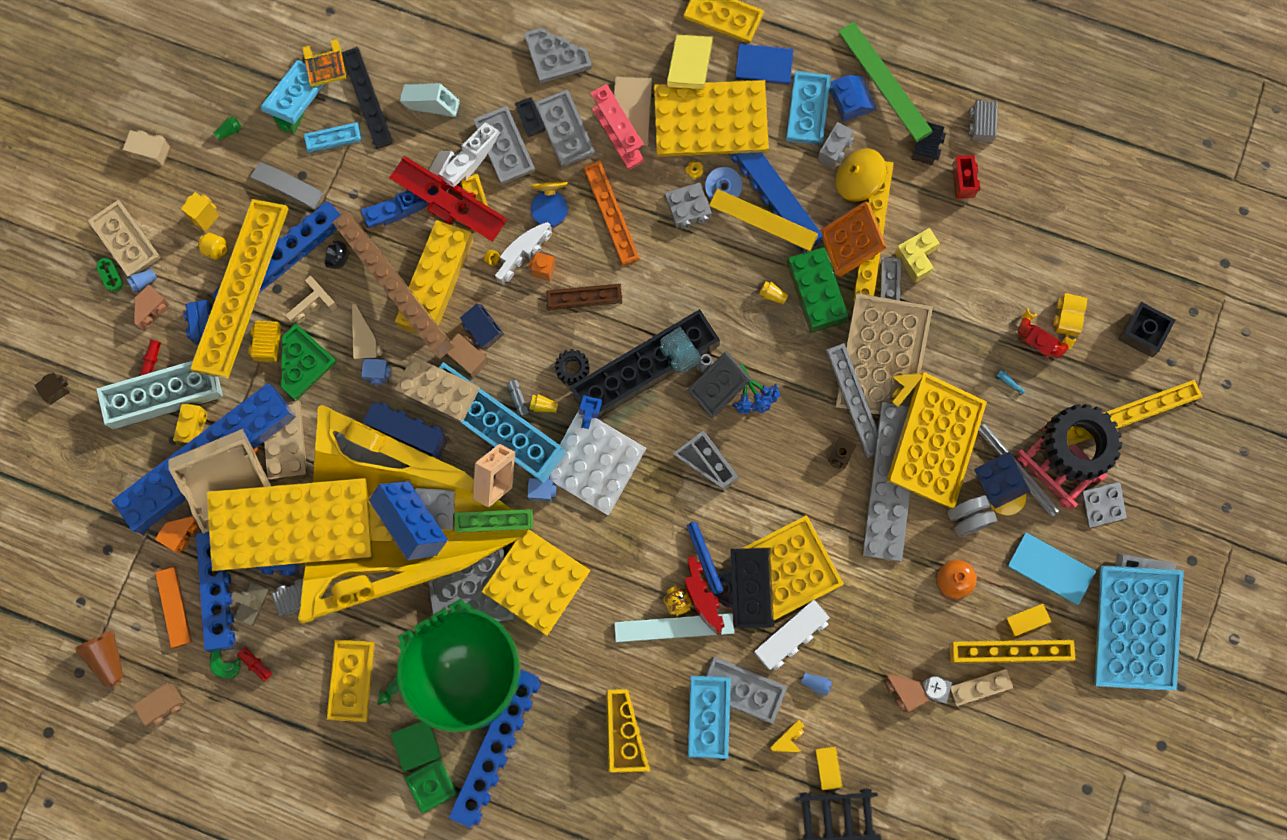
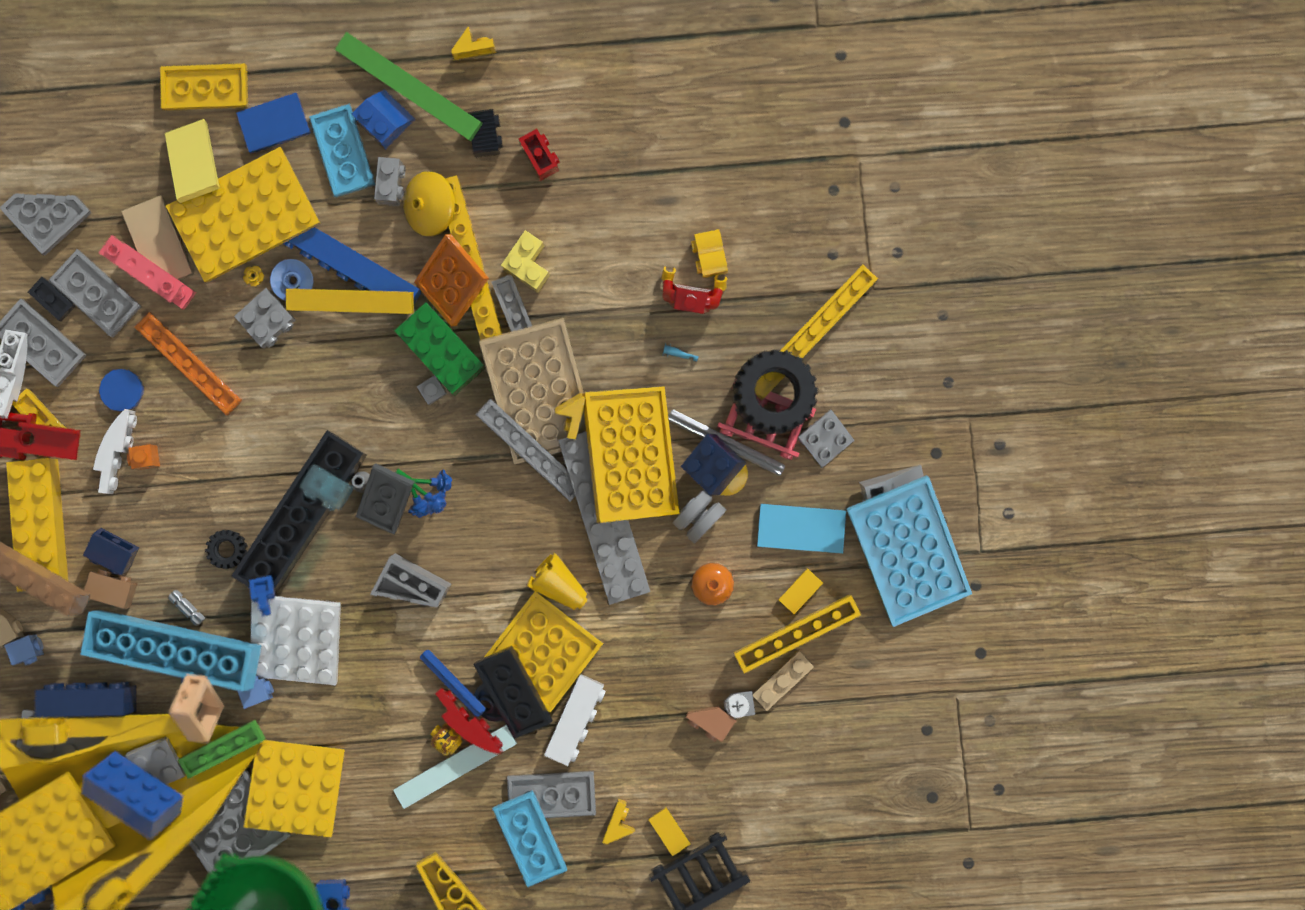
camera: 30 degrees left, 10 degrees up
(437, 389) = (95, 644): tan plate -> none
(496, 257) = (90, 472): yellow hinge -> none
(542, 404) = (214, 602): yellow cone -> none
(550, 187) = (108, 368): yellow dish -> none
(584, 296) = (203, 467): reddish brown tile -> none
(773, 293) = (396, 373): yellow cone -> none
(794, 319) = (431, 390): none -> light grey plate
(818, 684) = (622, 755): medium blue cone -> none
(829, 517) = (558, 583): none -> yellow cone
(841, 453) = (541, 510): dark brown brick -> none
(944, 74) = (467, 48): none -> yellow slope
(983, 121) = (532, 82): light grey brick -> none
(1146, 329) = (793, 235): black brick -> none

